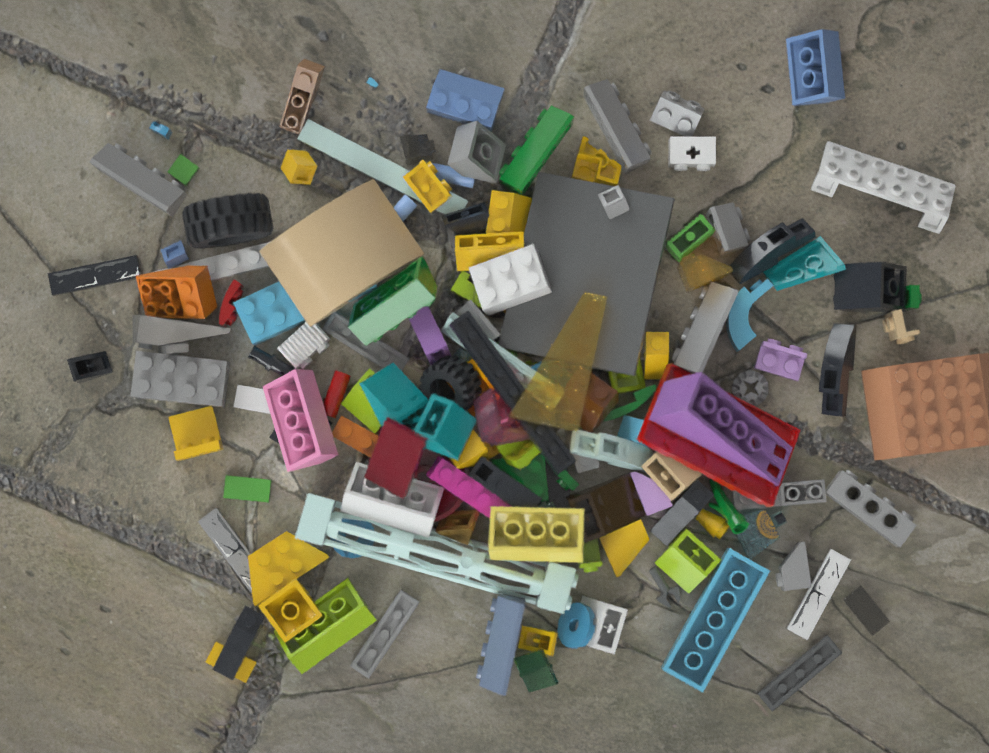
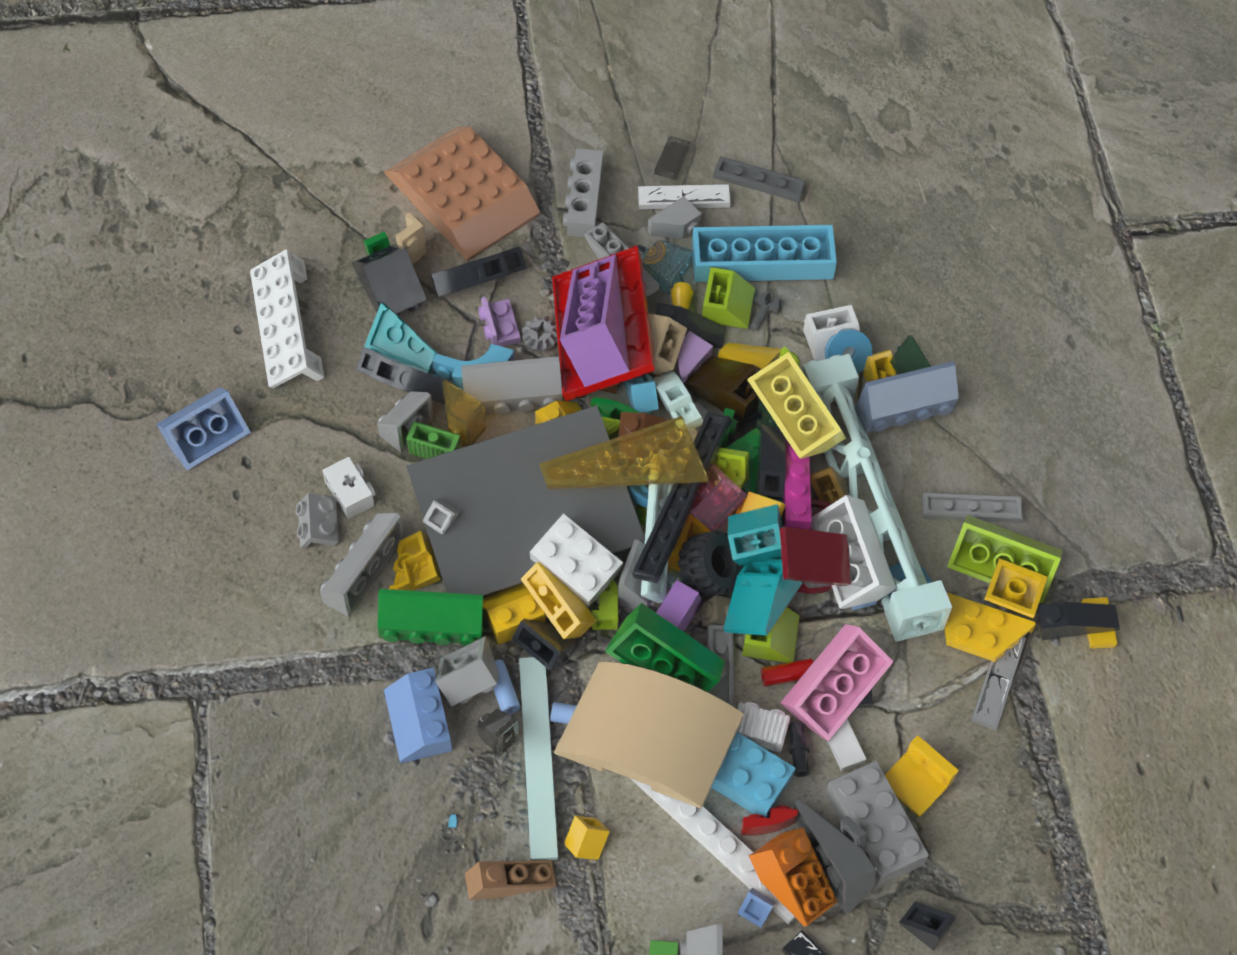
camera: 125 degrees left, 25 degrees down
(227, 220) = (691, 856): black tyre -> none
(247, 488) = (933, 702): bright green tile -> none
(355, 436) = (812, 625): orange plate -> none
(428, 186) = (529, 695): yellow bracket -> none
(725, 507) = (663, 285): green plant -> none

